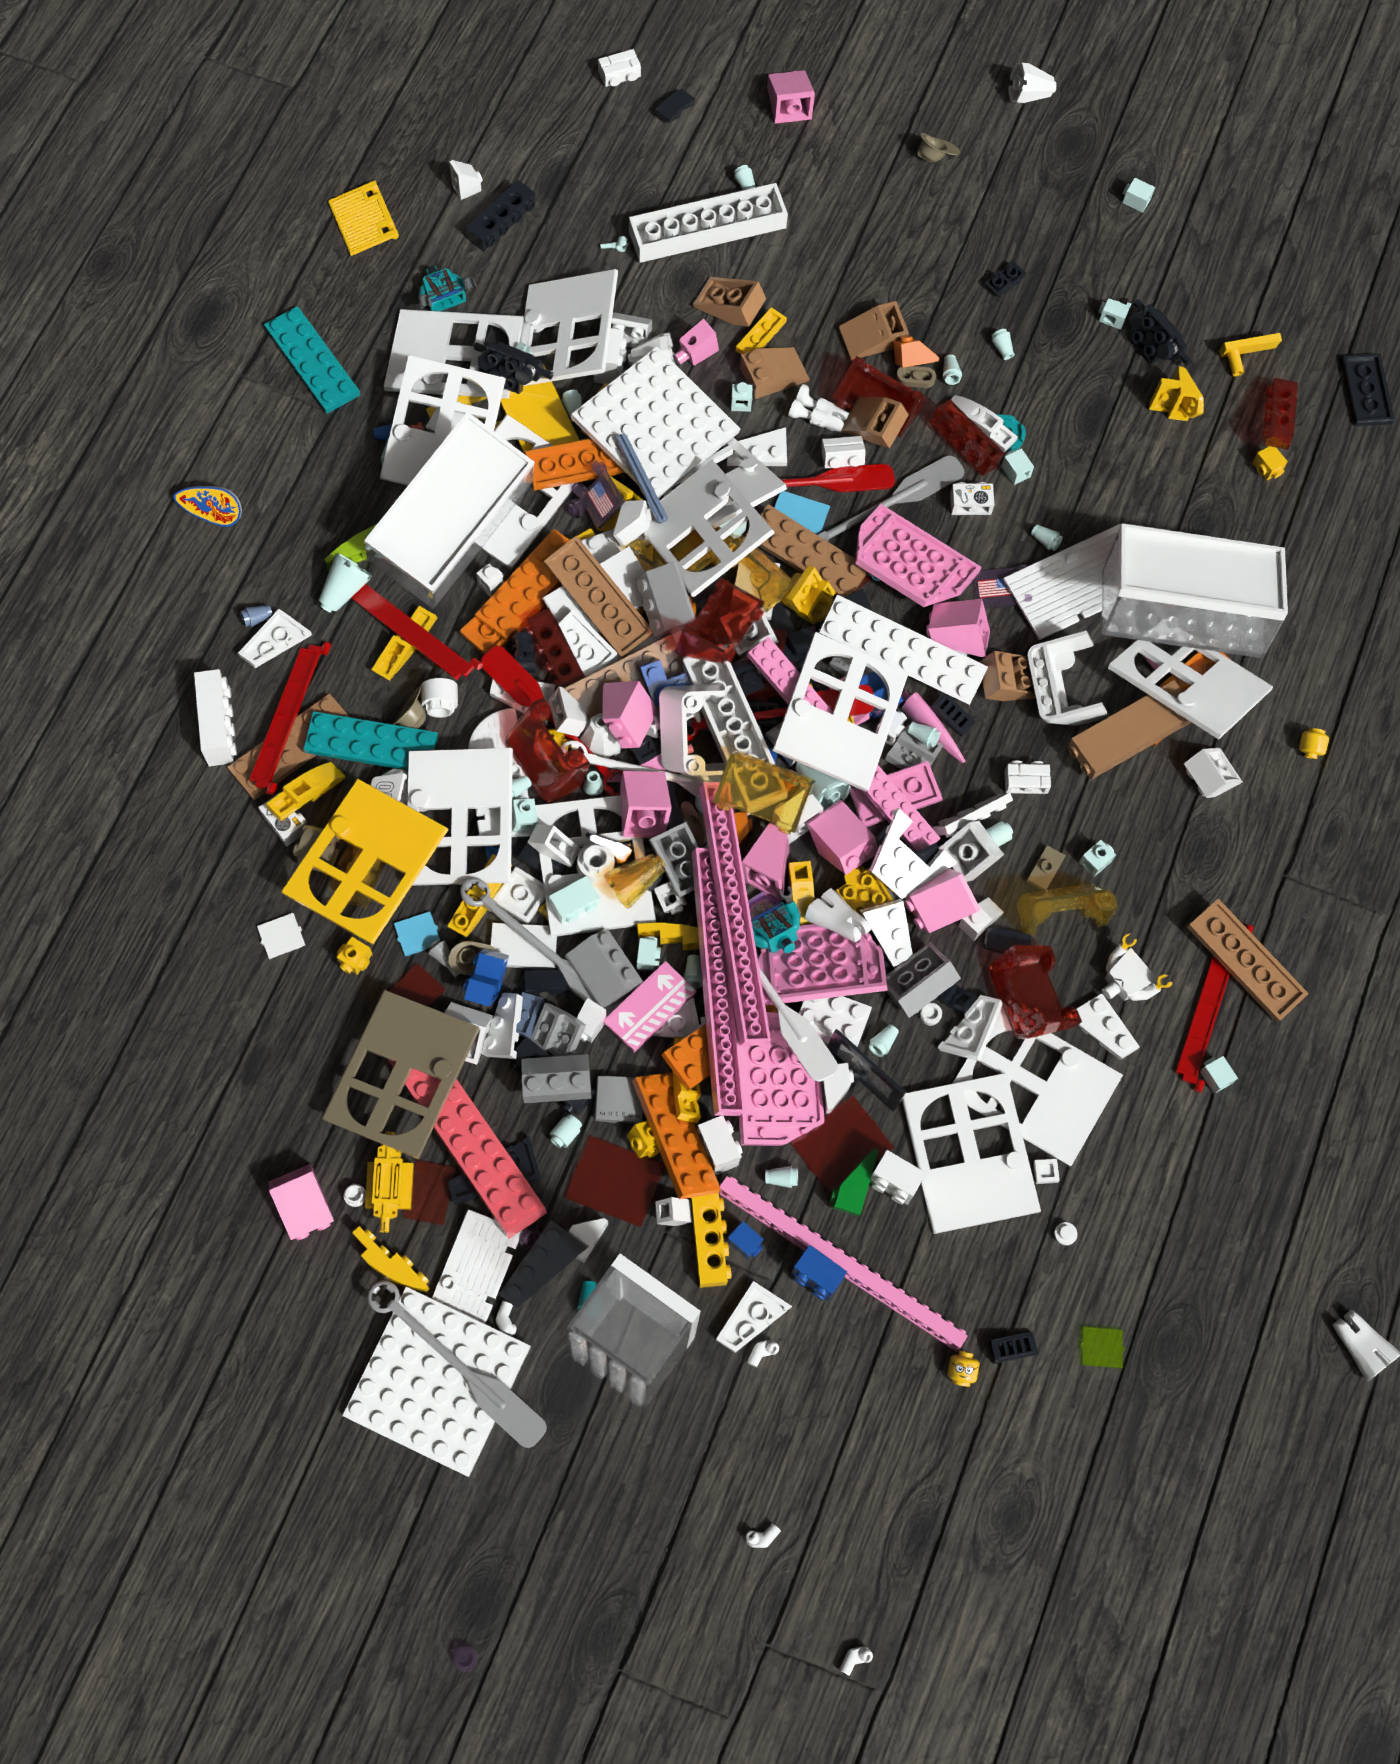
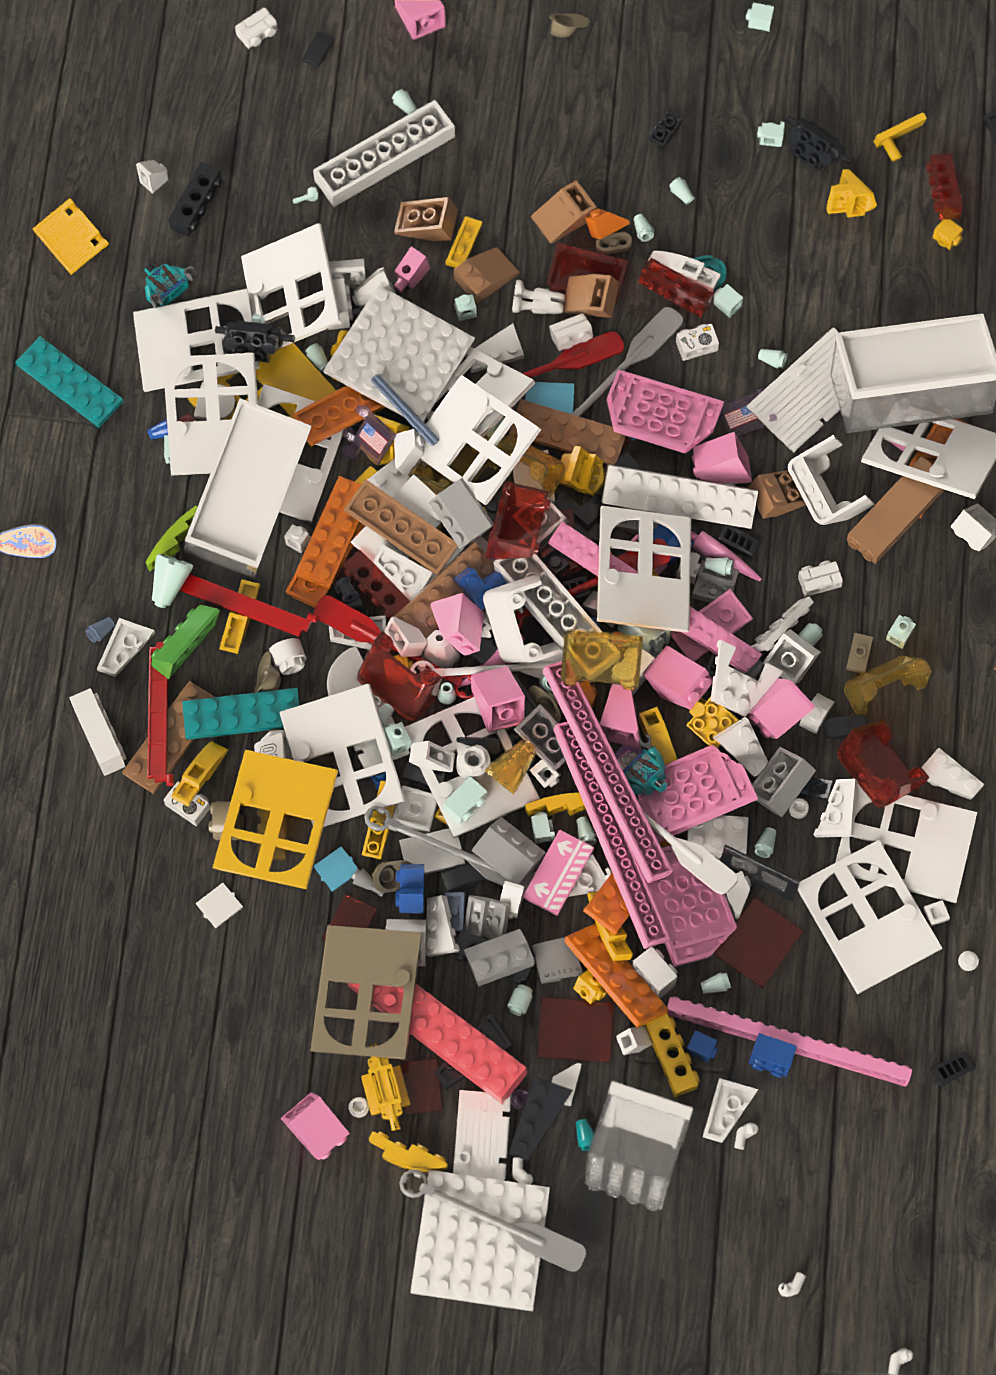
camera: 10 degrees left, 0 degrees up
(337, 650) = (184, 640): none -> bright green slope
(354, 956) = (290, 904): yellow brick -> none
(836, 915) = (695, 748): white piece -> none
(851, 1192) = (778, 979): green slope -> none
(897, 1178) = (813, 956): white brick -> none
(963, 1369) = (916, 1098): yellow head -> none
(1130, 976) = (958, 725): white torso -> none

